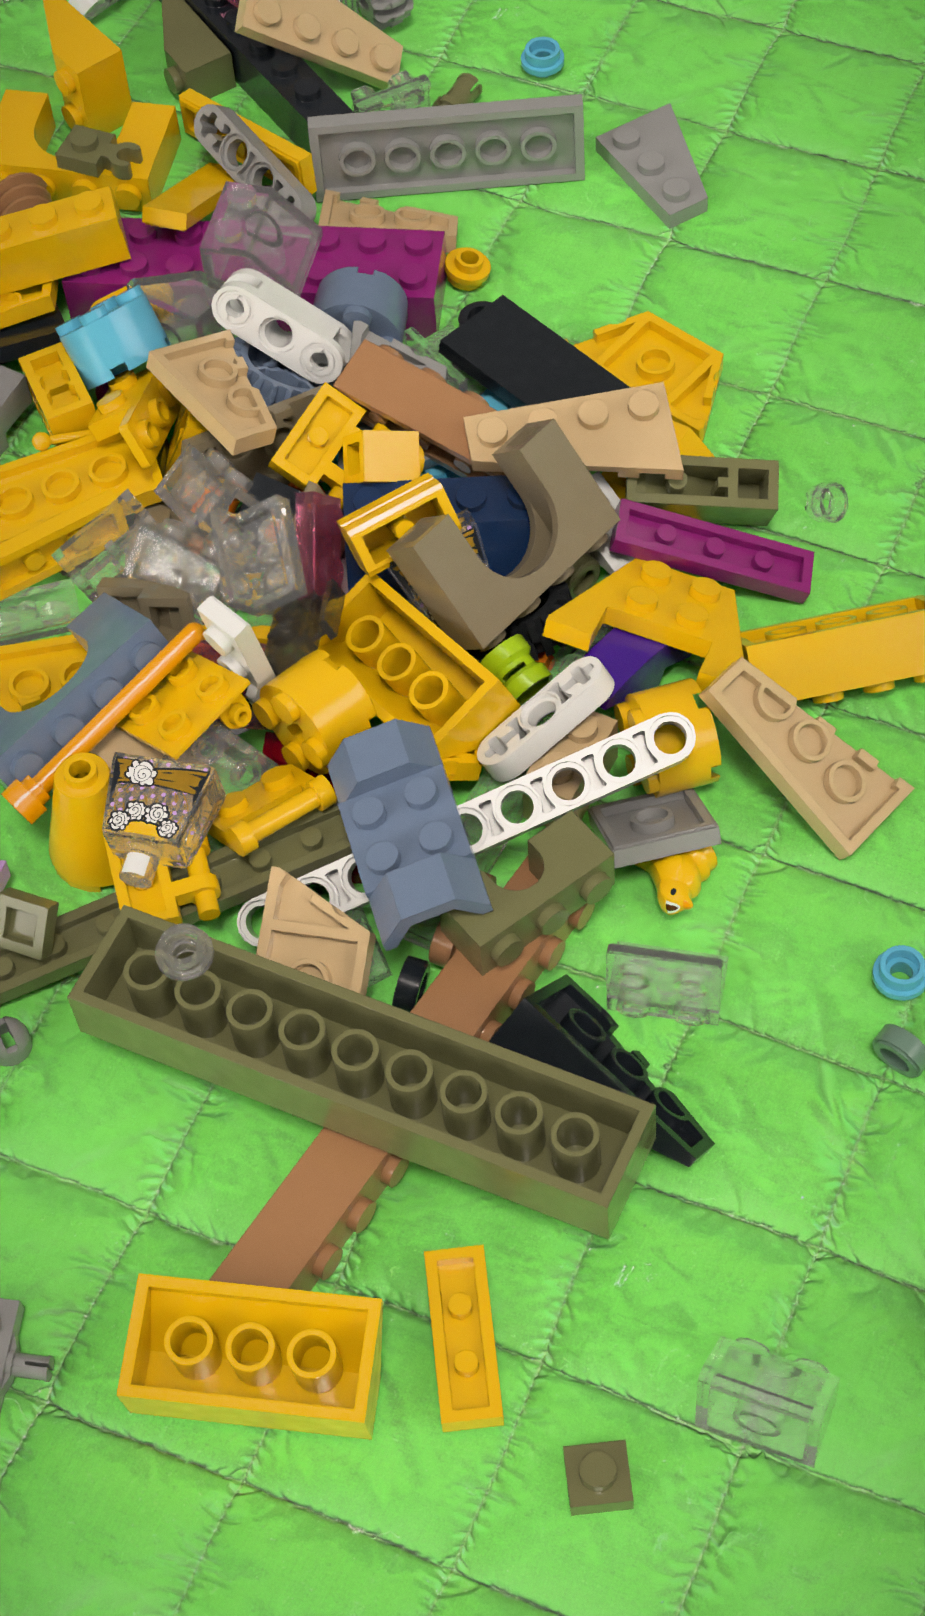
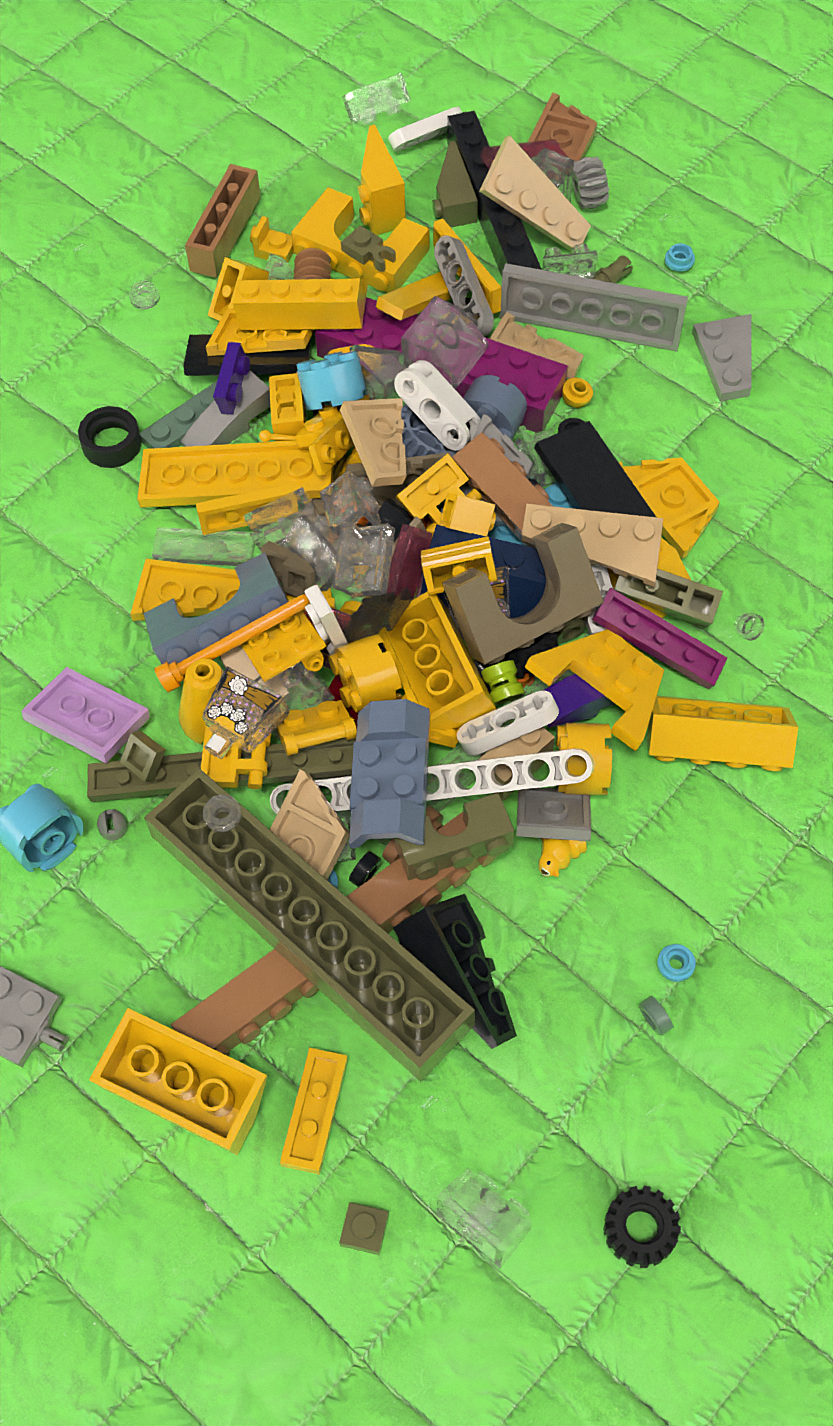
camera: 15 degrees right, 5 degrees up
(665, 983) = (524, 919): clear bracket -> none
(816, 771) = (672, 814): tan wing -> none

